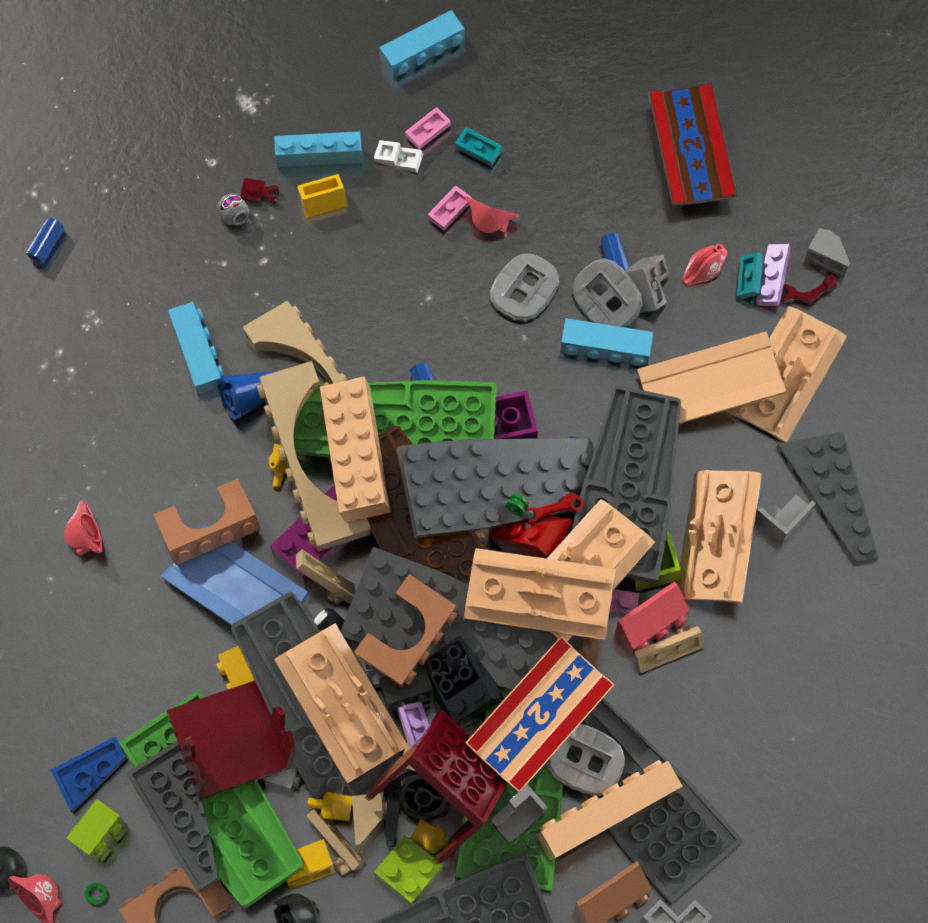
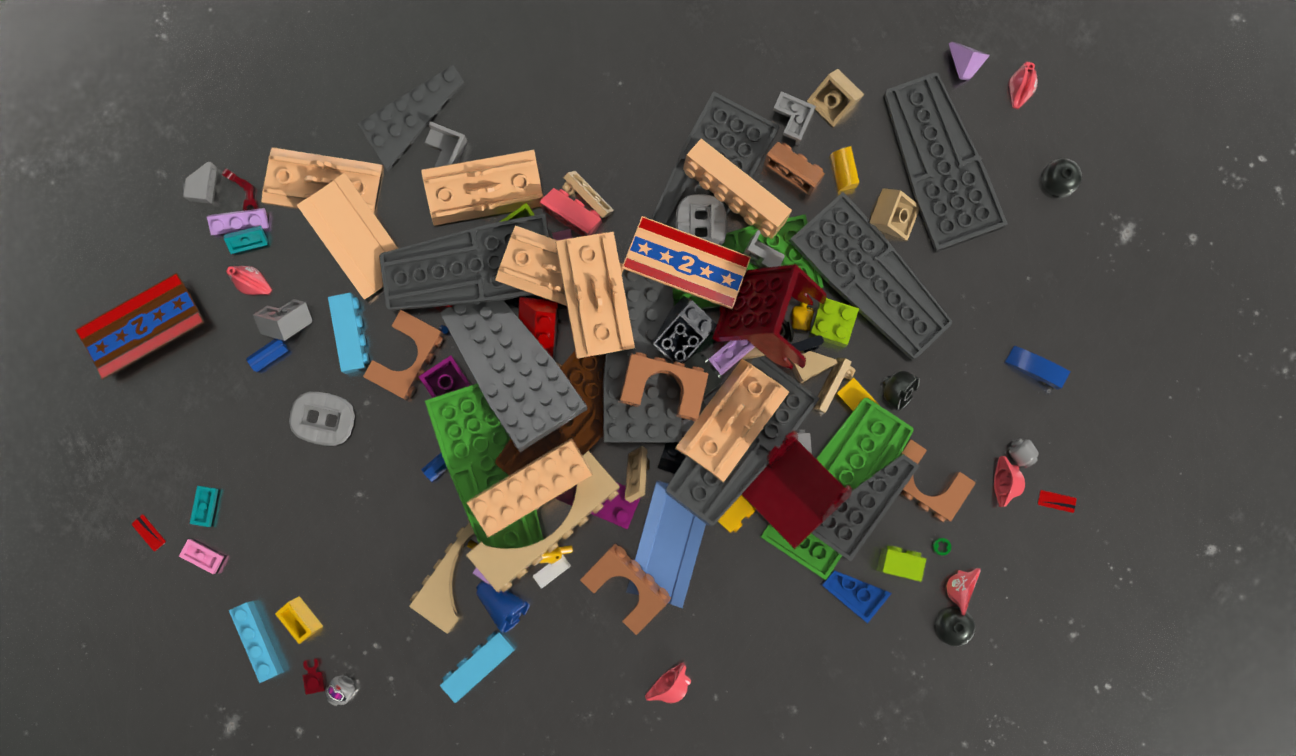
camera: 110 degrees left, 15 degrees up
(261, 454) = (551, 571): none -> white sticker
(333, 806) = (809, 395): yellow piece -> none
(397, 157) = (237, 571): white slope -> none
(422, 43) = (119, 594): medium azure brick -> none
(449, 208) = (271, 507): bright pink plate -> none
(474, 90) = (148, 532): none -> red sticker
(488, 218) = (269, 470): coral hat -> none
(517, 505) = (526, 341): green bush -> none
(565, 504) = (505, 305): red brick -> none
(567, 417) = (403, 382): none -> nougat arch
(618, 284) = (296, 337): light grey piece -> none

